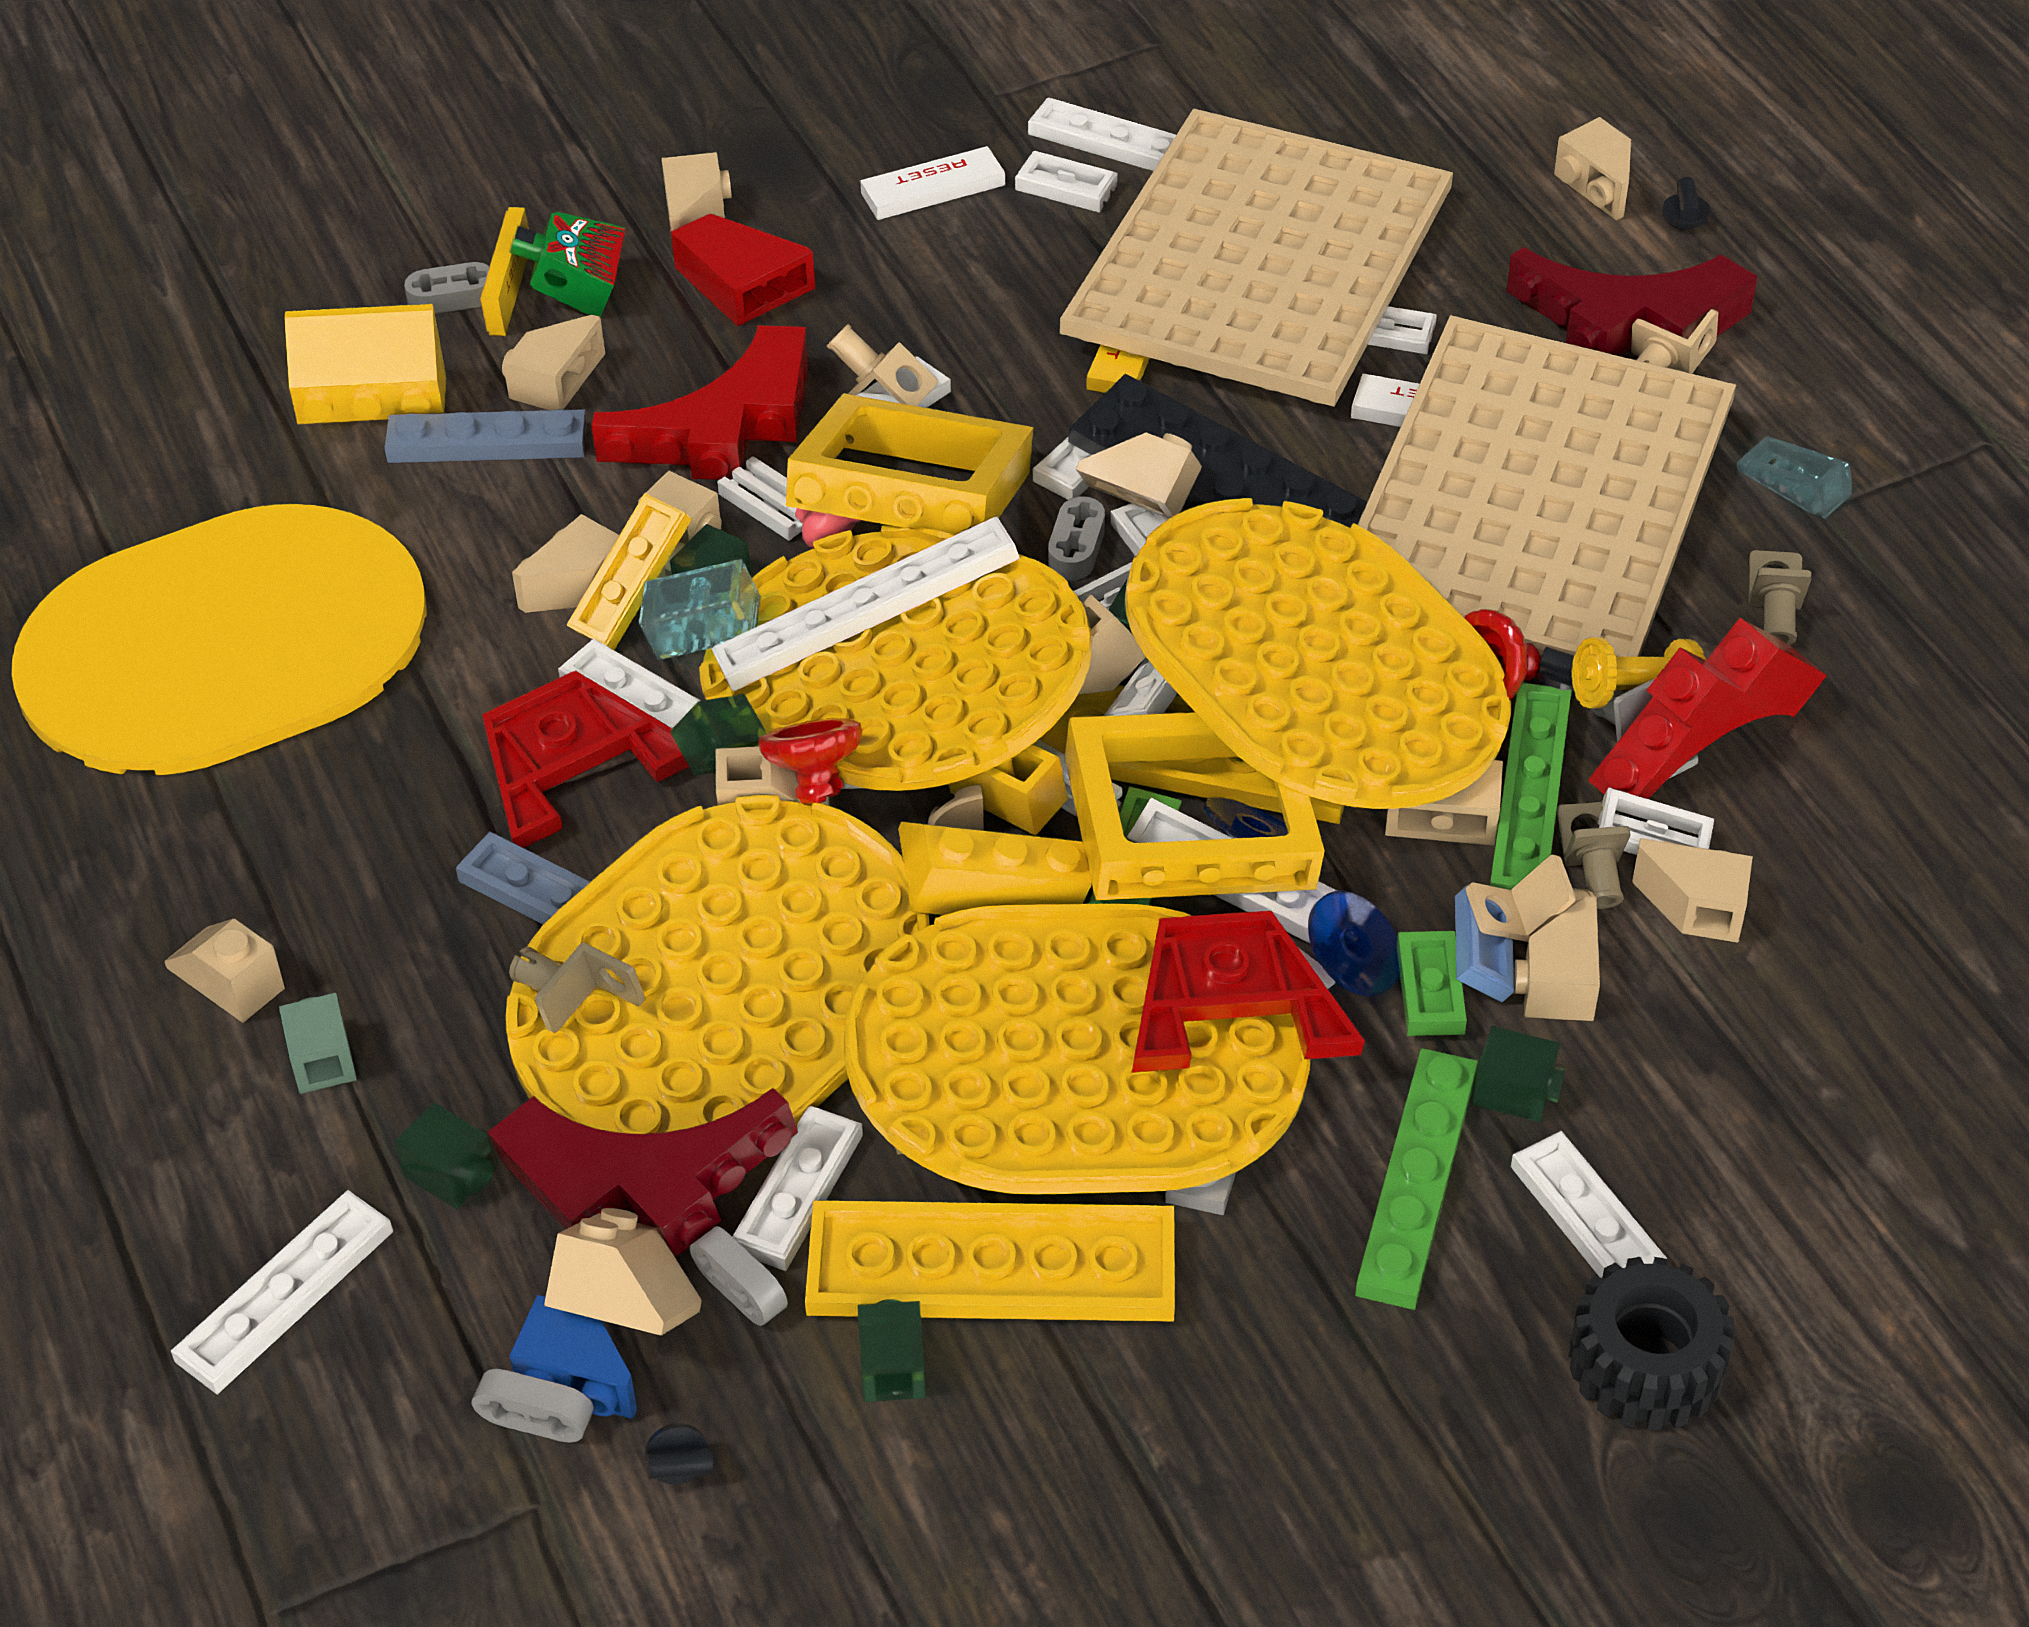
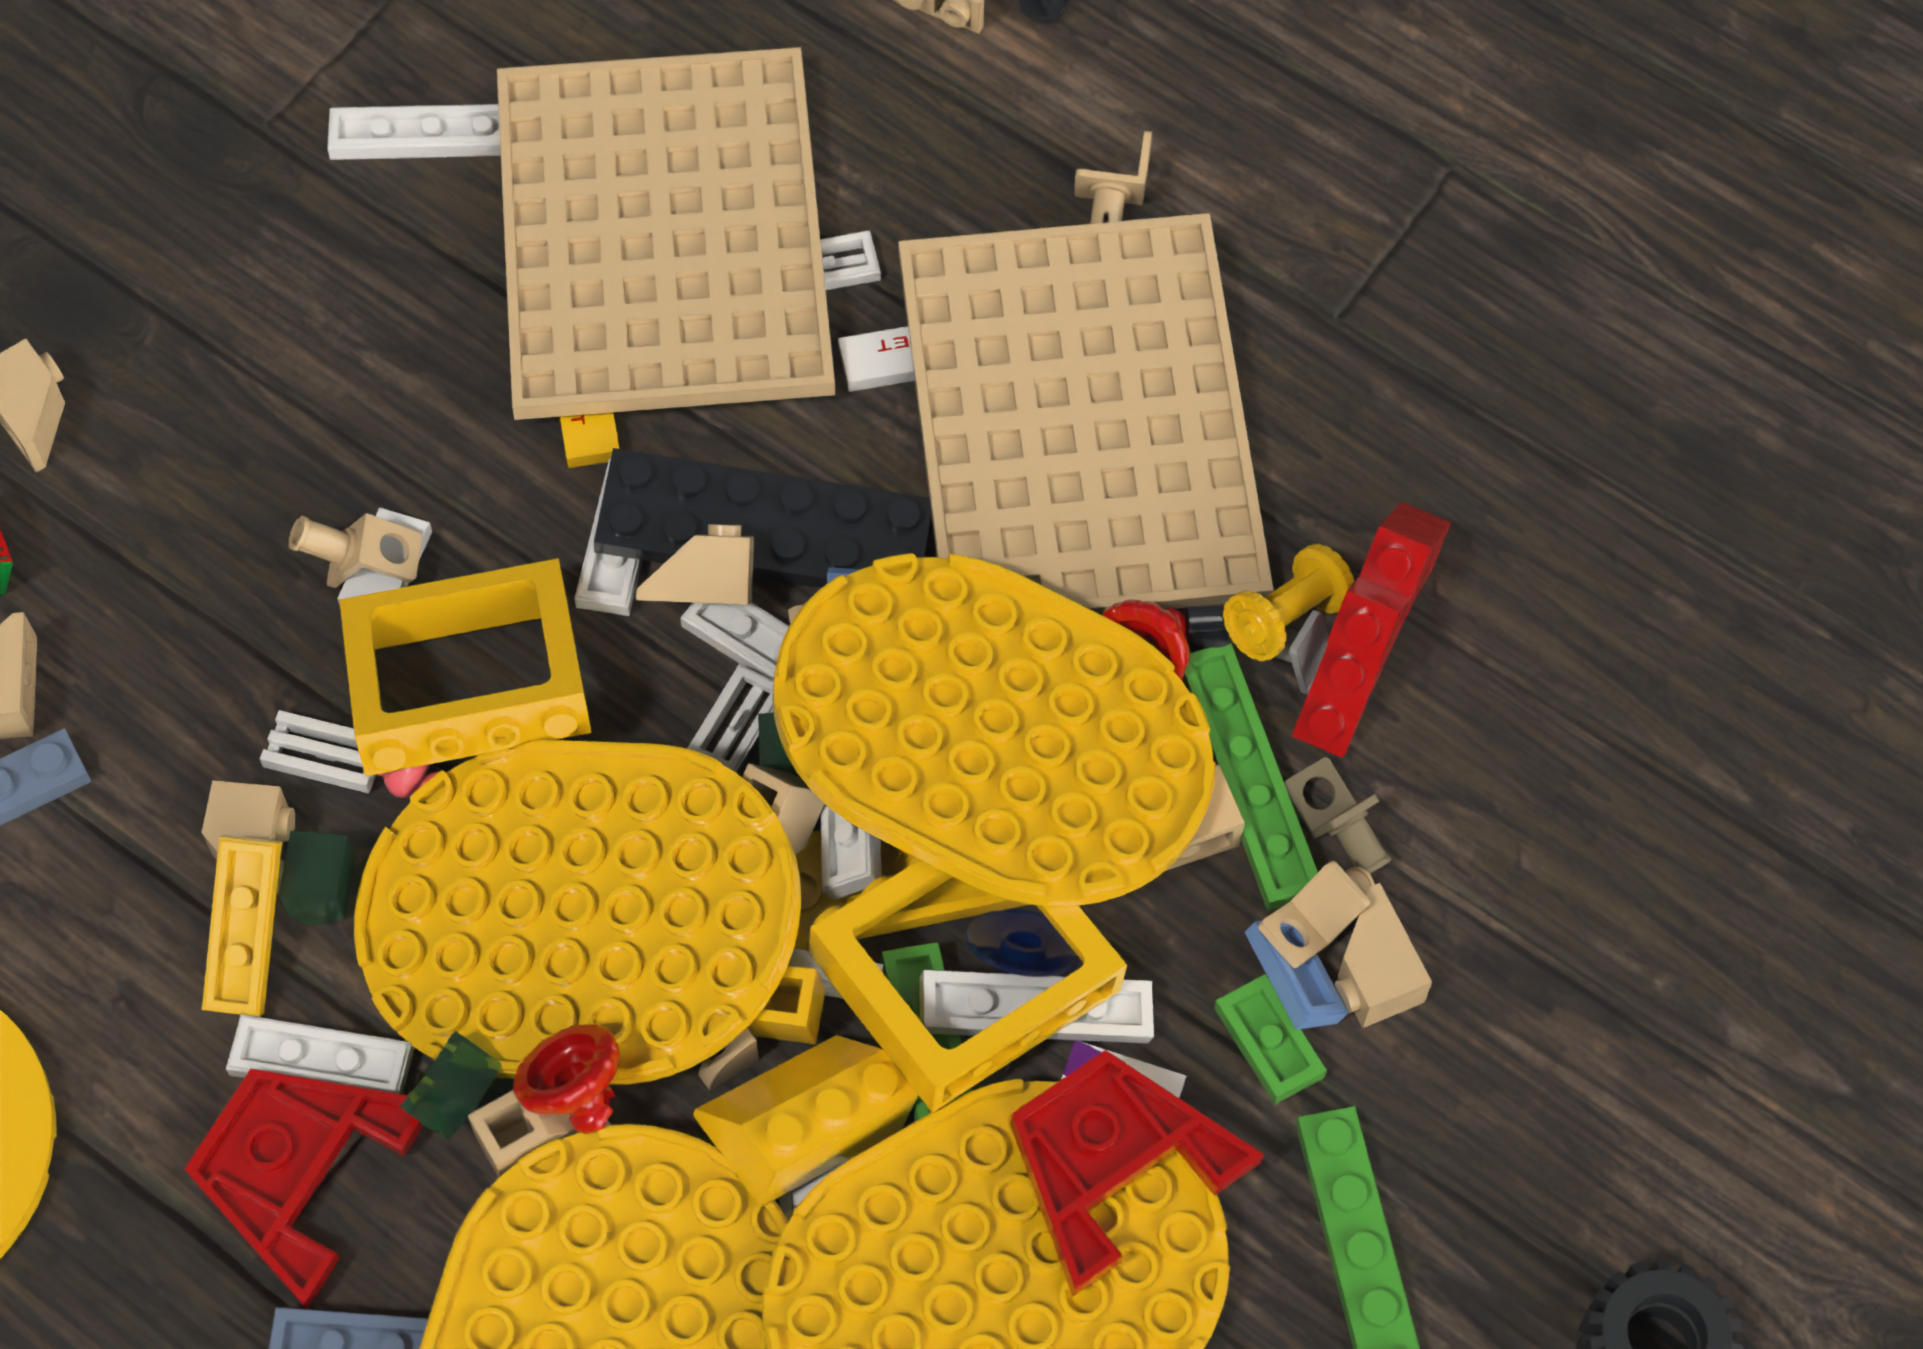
camera: 30 degrees left, 15 degrees up
(563, 567) = (168, 940): tan slope -> none
(698, 608) = (342, 939): clear light blue brick -> none
(711, 426) = (214, 692): red arch -> none
(741, 266) = (127, 470): red slope -> none
(865, 603) = (517, 866): white tile -> none
(932, 183) = (267, 269): white tile -> none
(1066, 181) = (406, 216): white tile -> none
(1084, 539) = (673, 661): light grey beam -> none
(1354, 943) = (1183, 1032): clear blue dish -> none
(1518, 1074) = (1400, 1105): clear green brick -> none
(1582, 1204) = (1527, 1220): white tile -> none
(1603, 307) = (1040, 158): dark red arch -> none
(1658, 817) = (1340, 777): white tile -> none
(1695, 887) = (1451, 819): tan slope -> none
(1778, 590) = (1360, 442): dark tan bracket -> none
(1814, 483) = (1317, 303): clear light blue slope -> none

